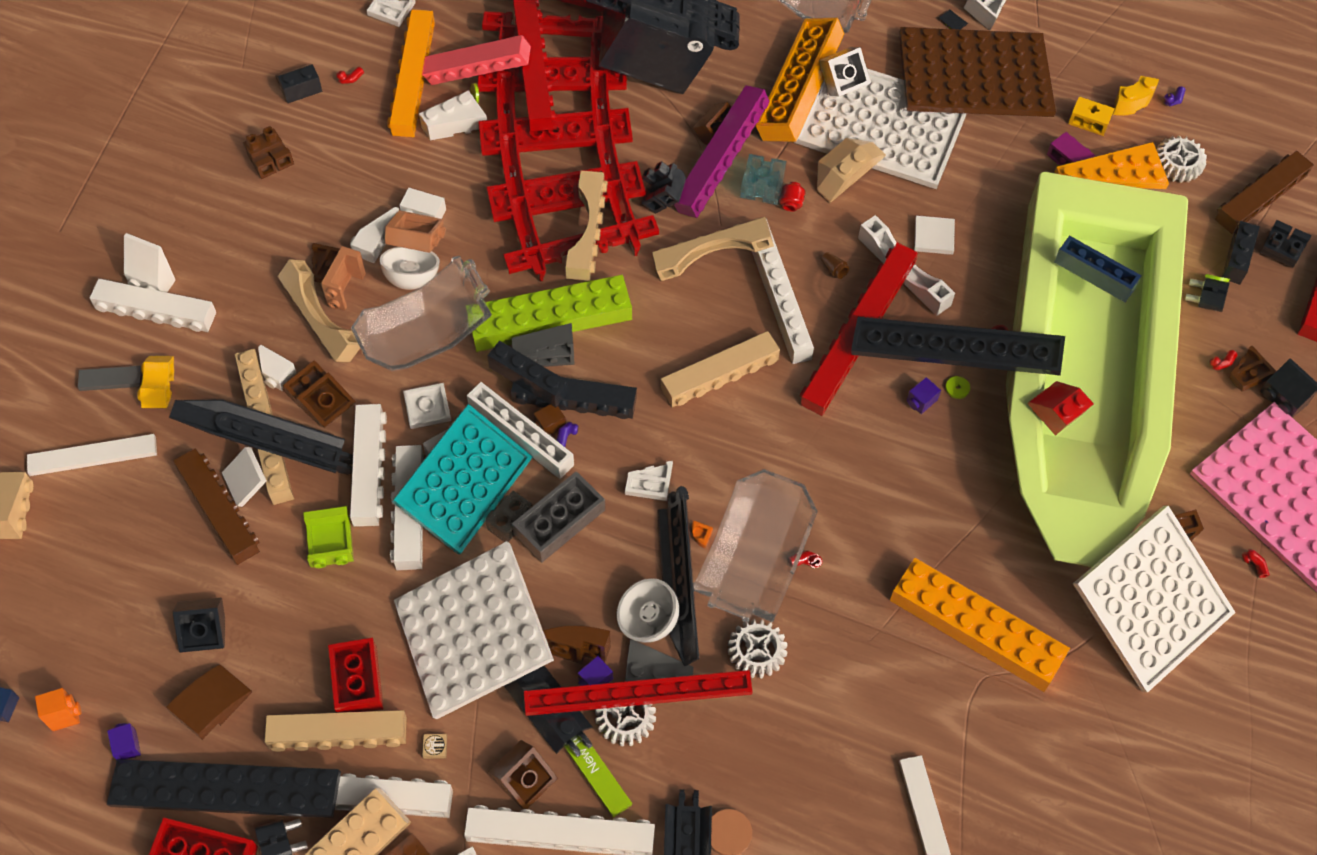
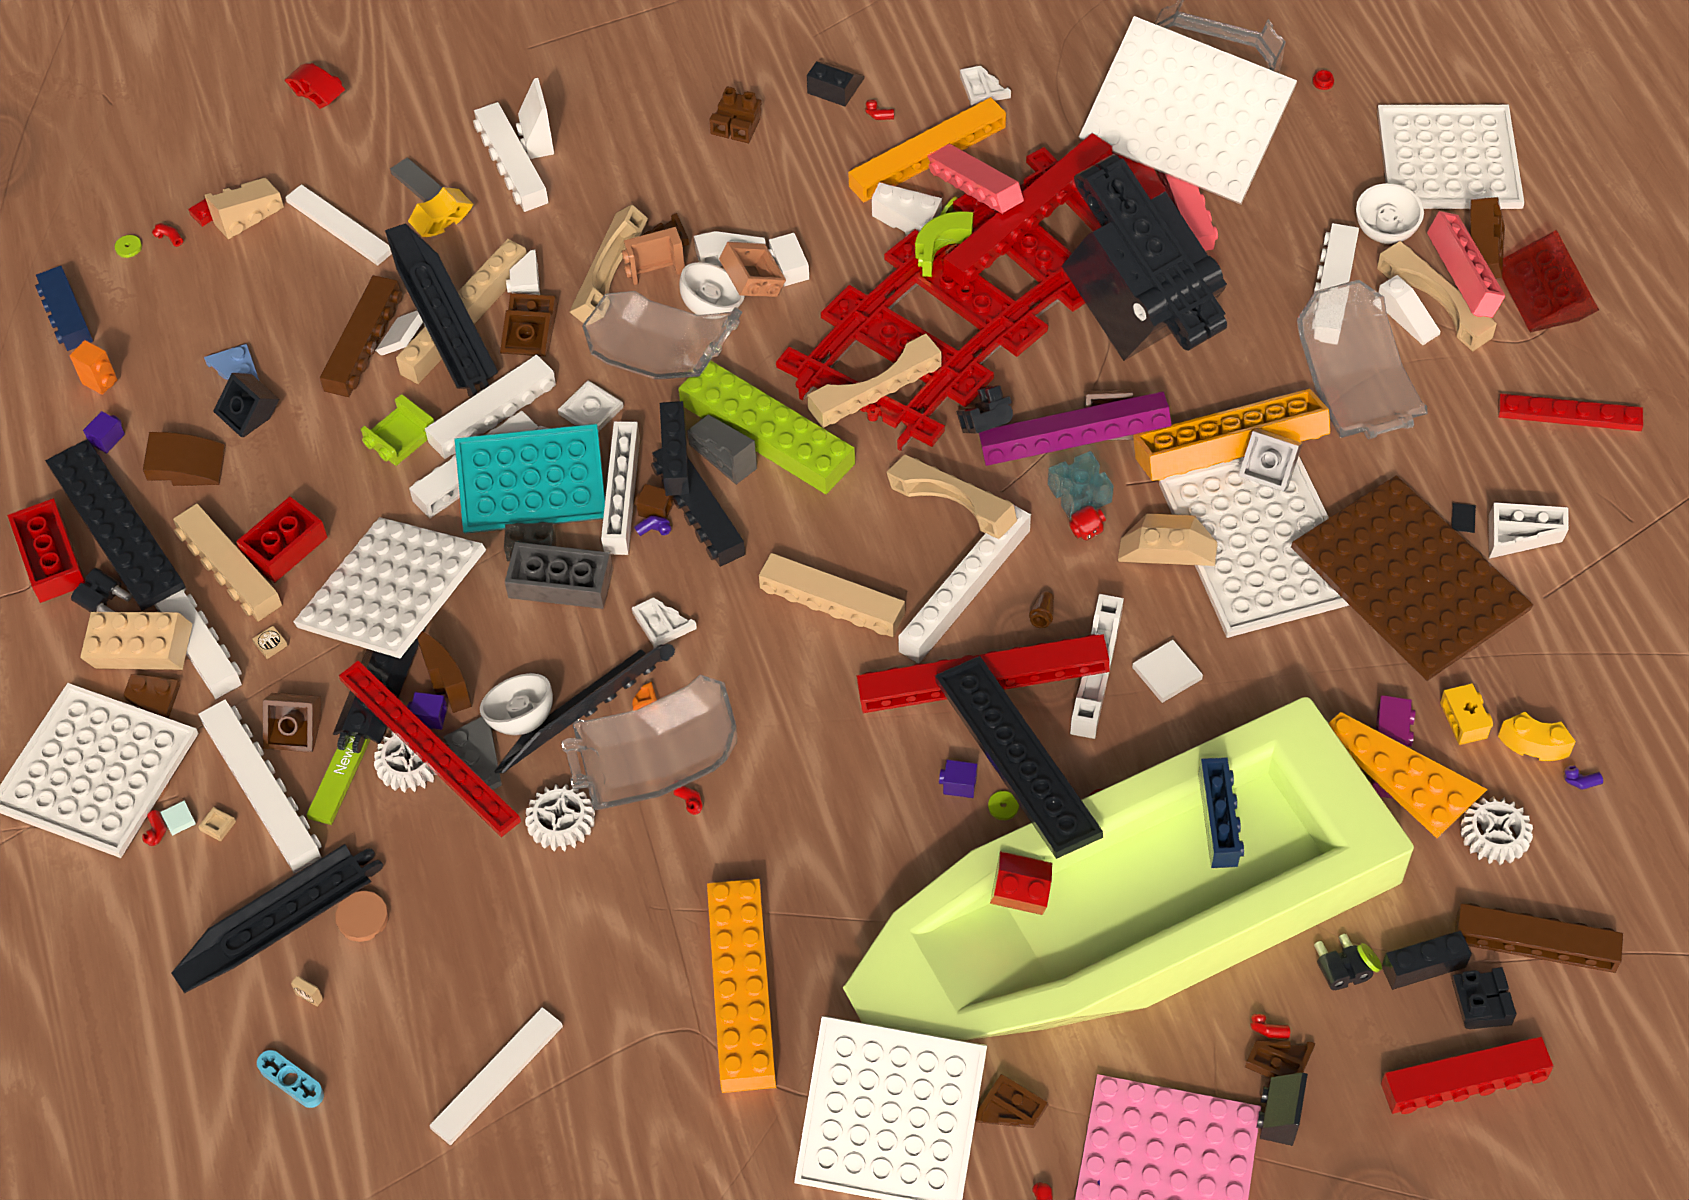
camera: 55 degrees right, 5 degrees down
(151, 609) = (232, 361): none -> medium blue wing
(503, 102) = (939, 232): none -> lime arch

